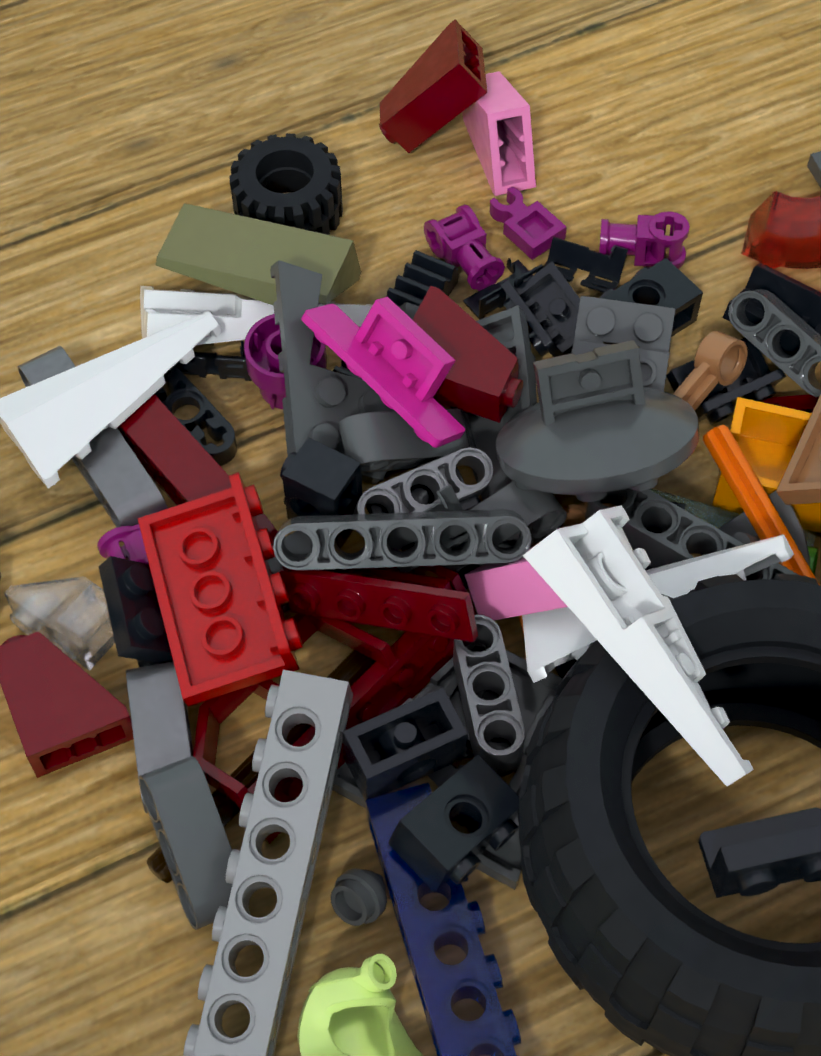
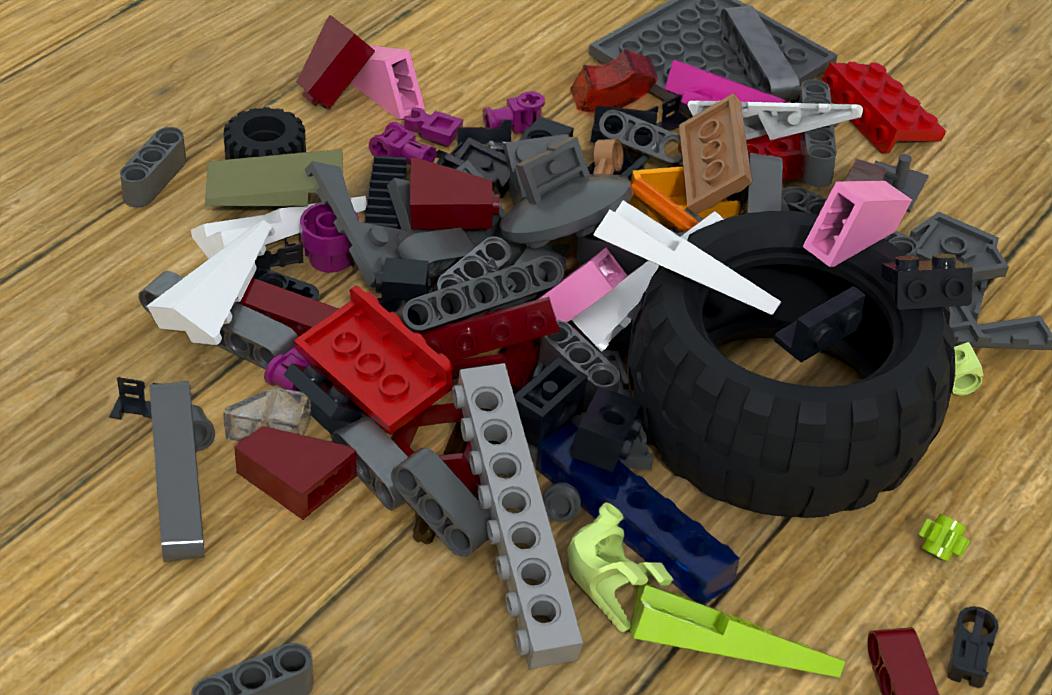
camera: 30 degrees left, 15 degrees down
(140, 179) = (153, 167): none -> dark grey beam
(394, 361) = (418, 197): dark pink bracket -> none

